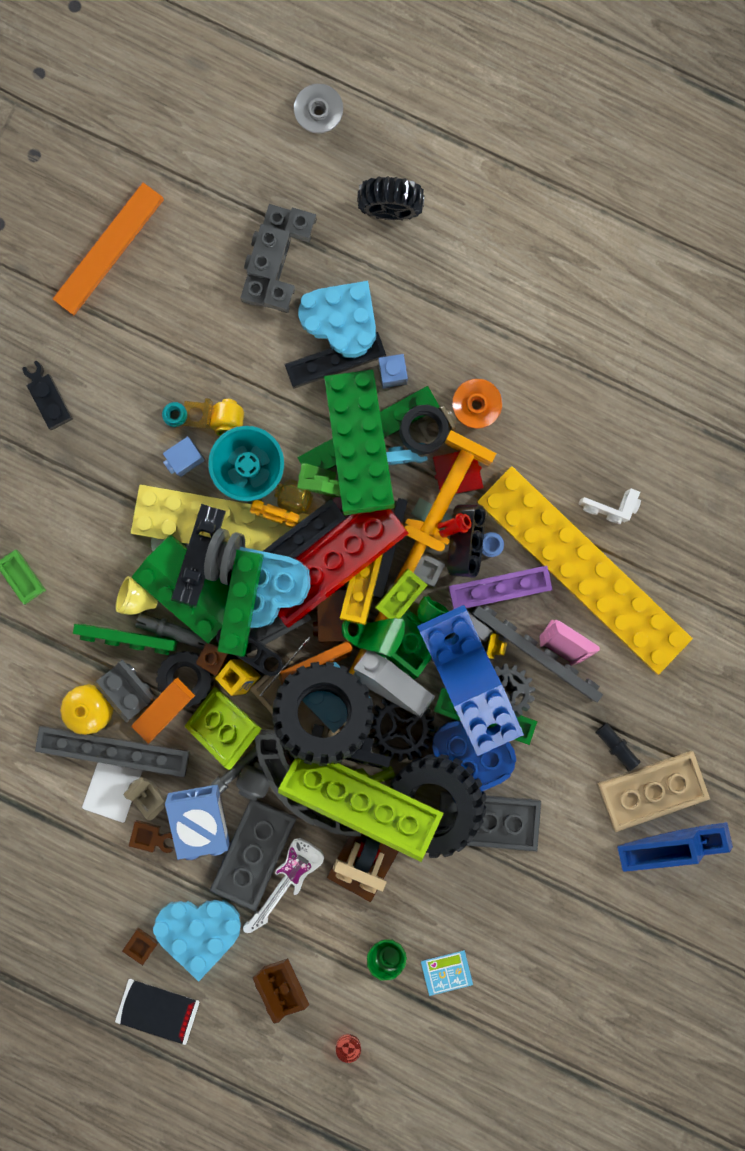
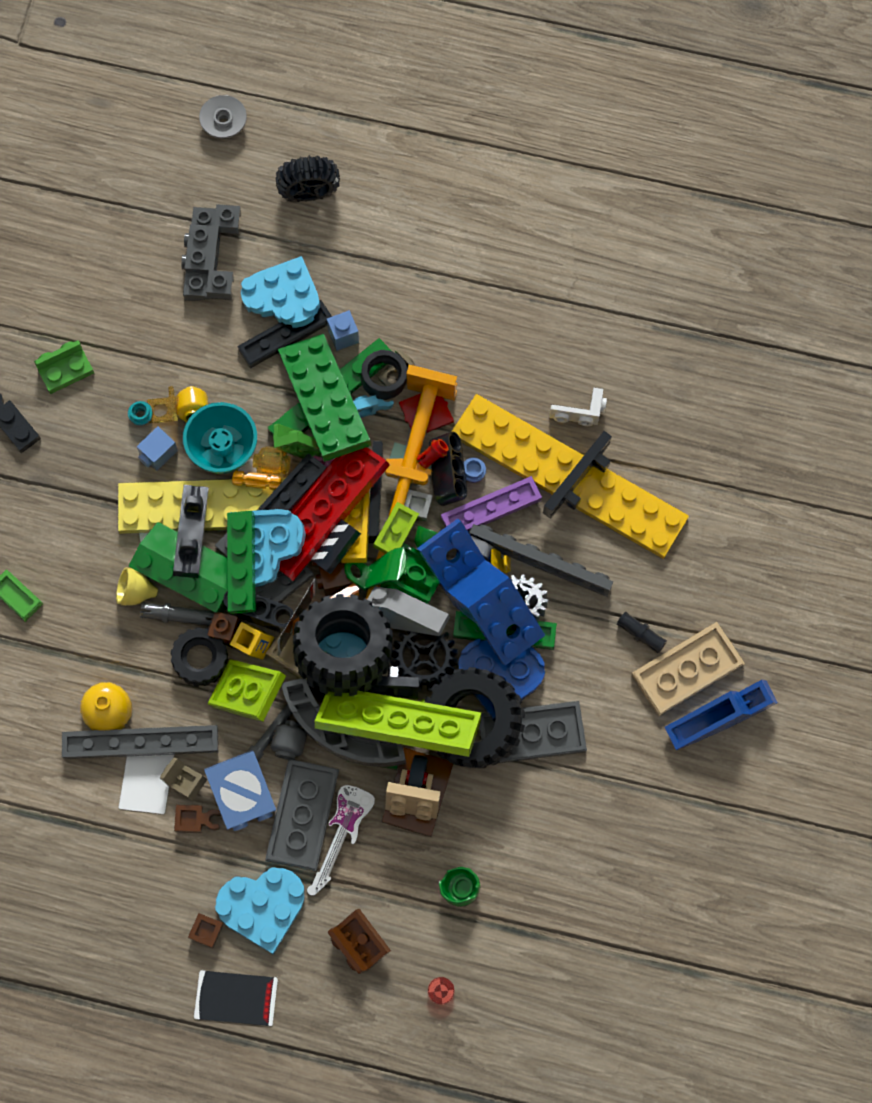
camera: 10 degrees left, 15 degrees down
(108, 249) = (46, 278): orange tile -> none
(108, 349) = (63, 366): none -> bright green bracket
(114, 637) = (132, 628): green plate -> none
(124, 690) = (142, 679): dark grey bracket -> none
(163, 710) = (183, 688): orange tile -> none
(221, 555) = (214, 524): dark grey wheel -> none
(337, 605) = (336, 546): none -> black tile
(446, 973) = (525, 893): sticker -> none
(485, 394) = (430, 333): orange dish -> none
(567, 642) = (568, 540): bright pink slope -> none
(612, 563) = (565, 493): none -> black hinge

